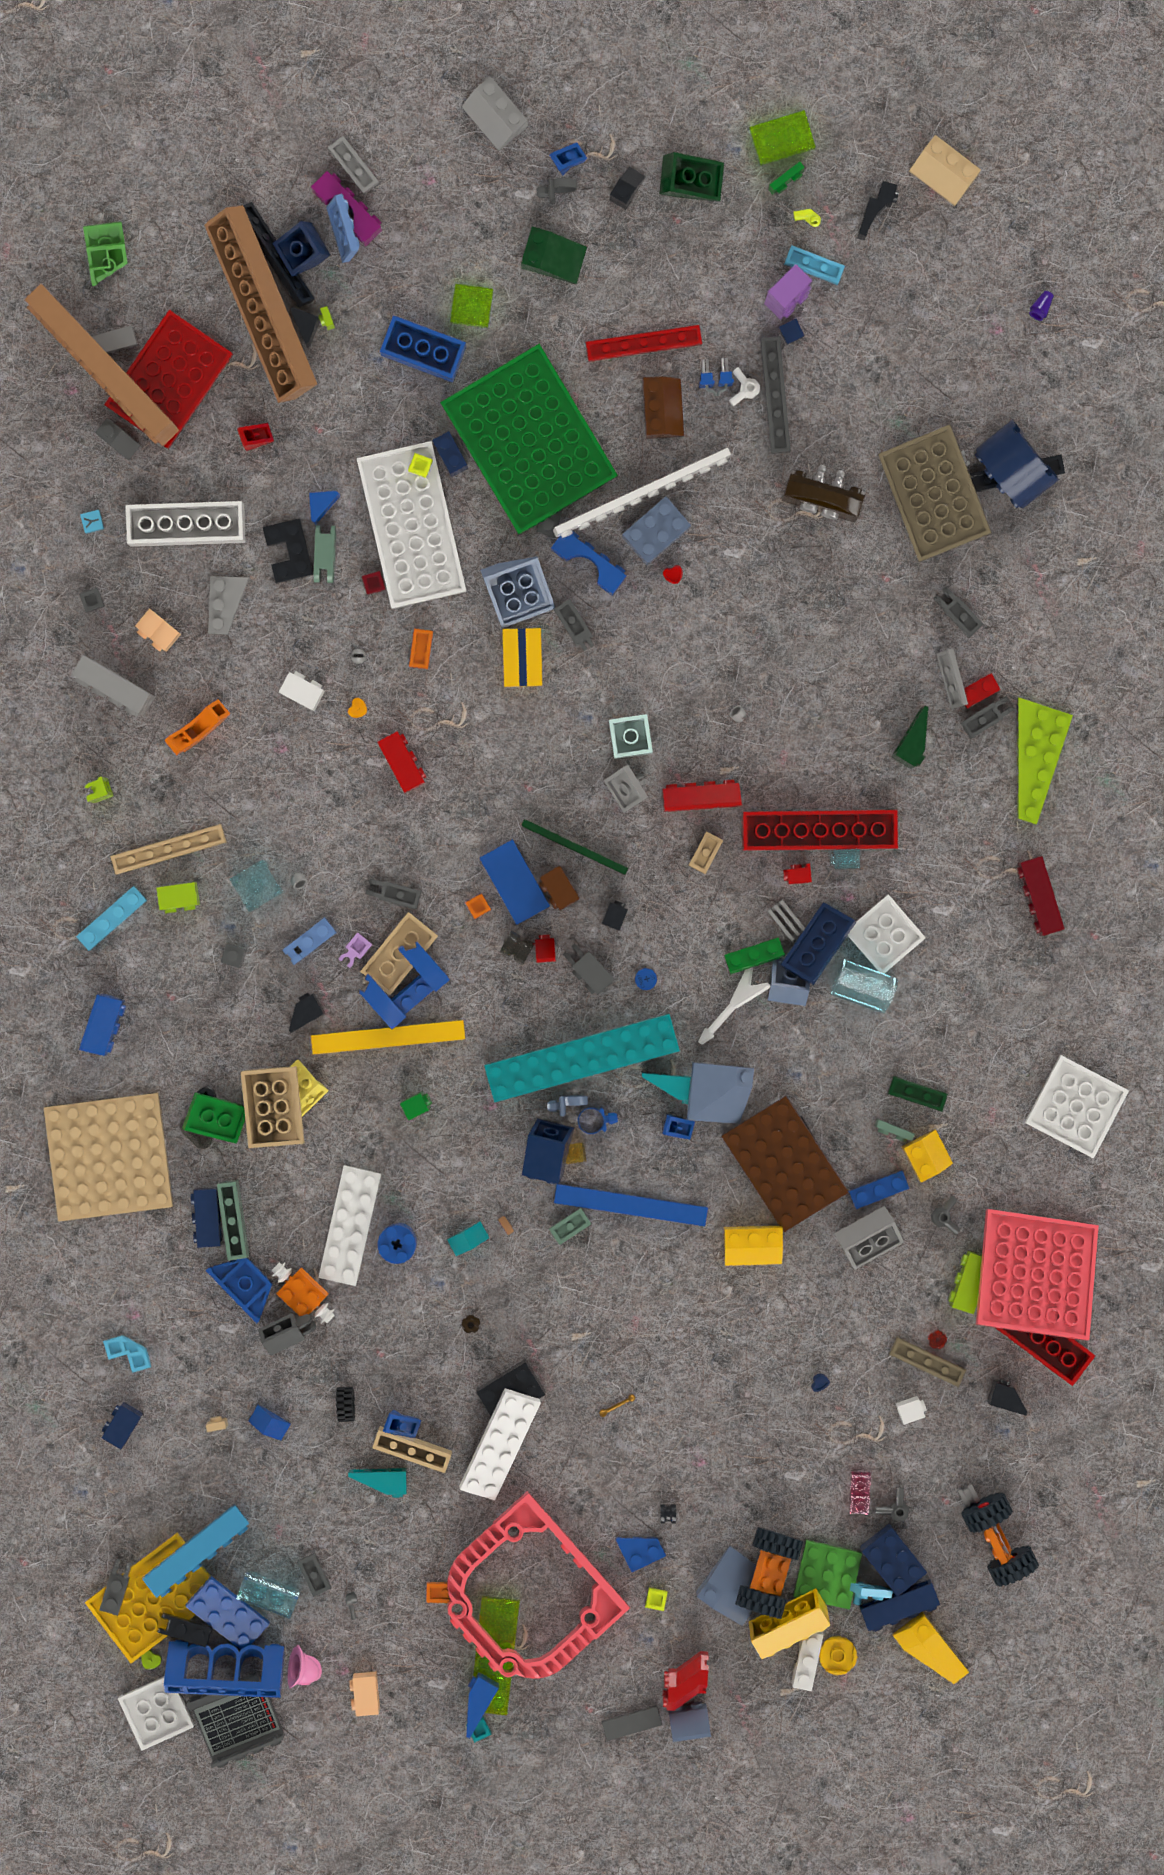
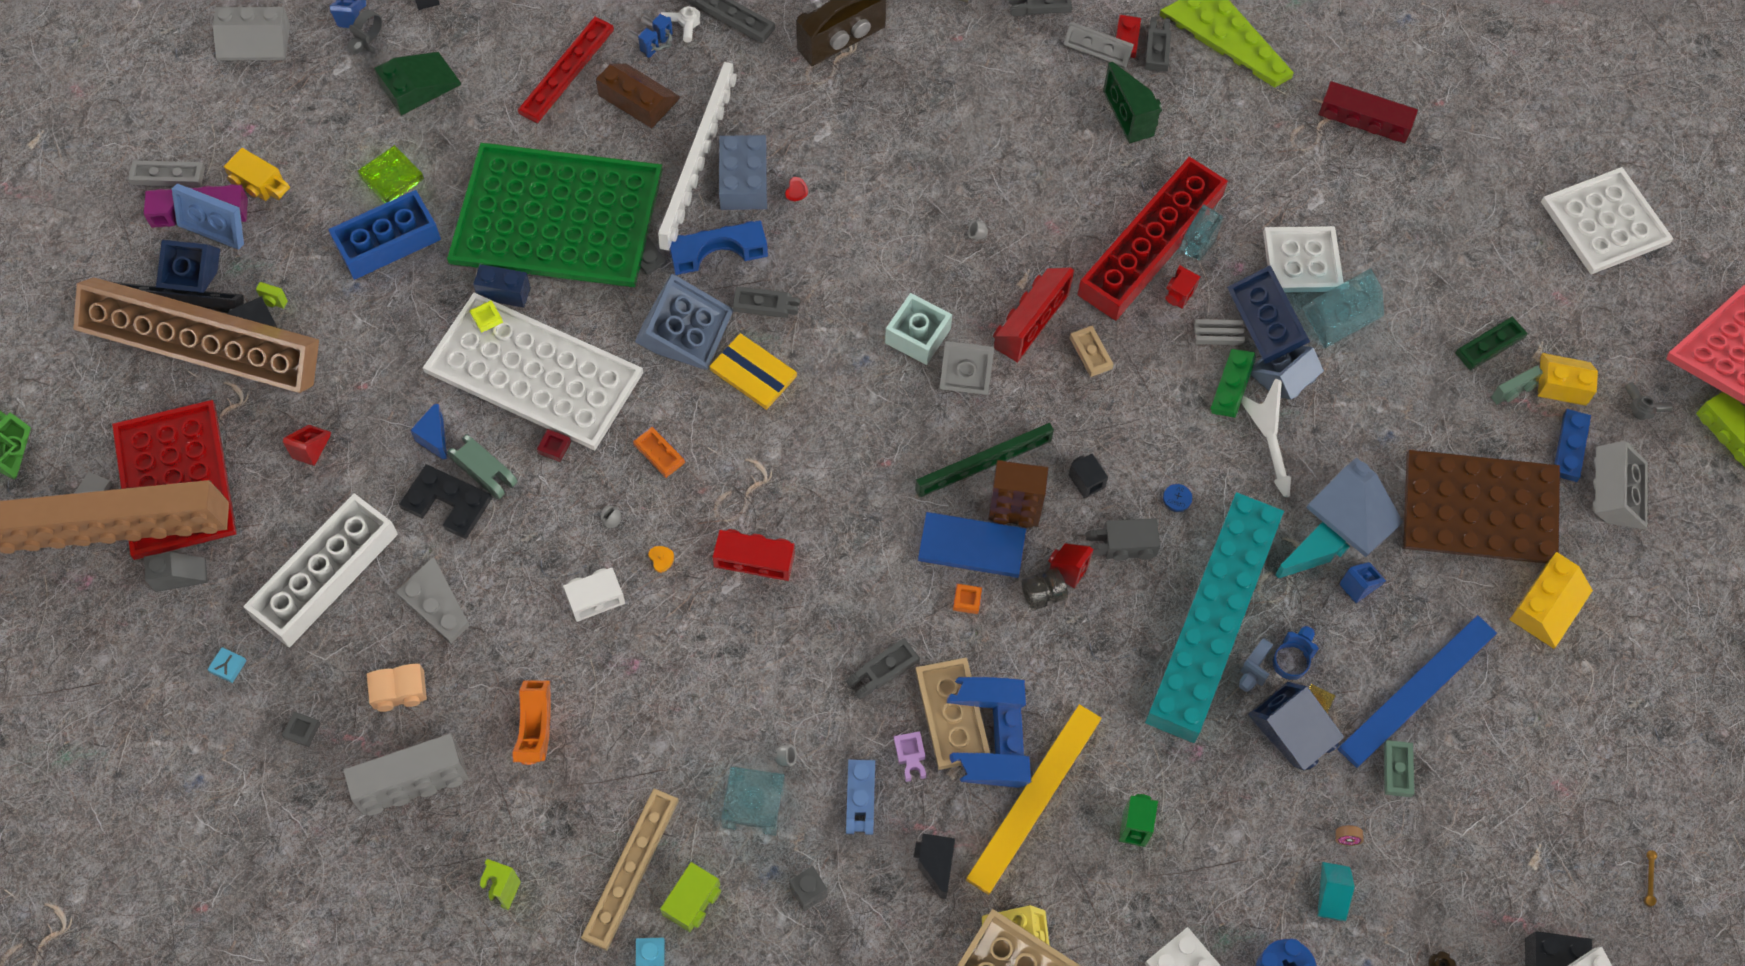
camera: 50 degrees left, 25 degrees down
(398, 224) = (255, 176): none -> yellow brick

